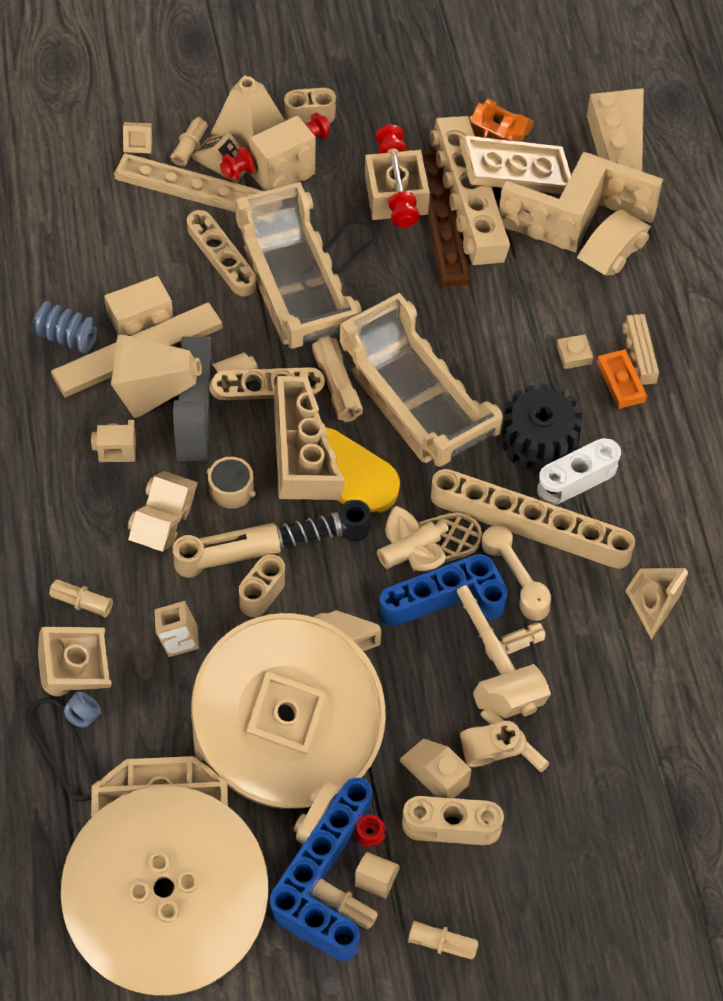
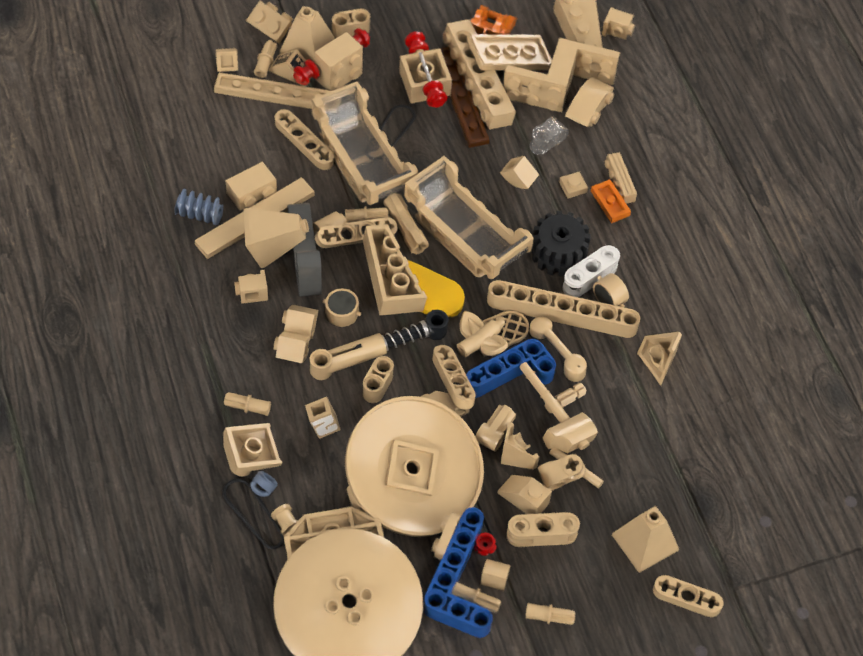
camera: 10 degrees left, 0 degrees up
(101, 759) = (284, 518): none -> tan bush
(202, 92) = (269, 21): none -> tan bracket
(278, 360) = (355, 215): none -> tan axle
(360, 593) = (450, 377): none -> tan beam
(406, 677) = (493, 432): none -> tan piece
(432, 704) = (515, 452): none -> tan slope
(503, 327) = (519, 172): none -> tan brick
(550, 282) = (548, 136): none -> clear piece
(594, 853) = (646, 539): none -> tan slope
(601, 501) = (611, 290): none -> tan piece
(645, 954) = (707, 595): none -> tan beam
(670, 142) = (618, 24): none -> tan brick

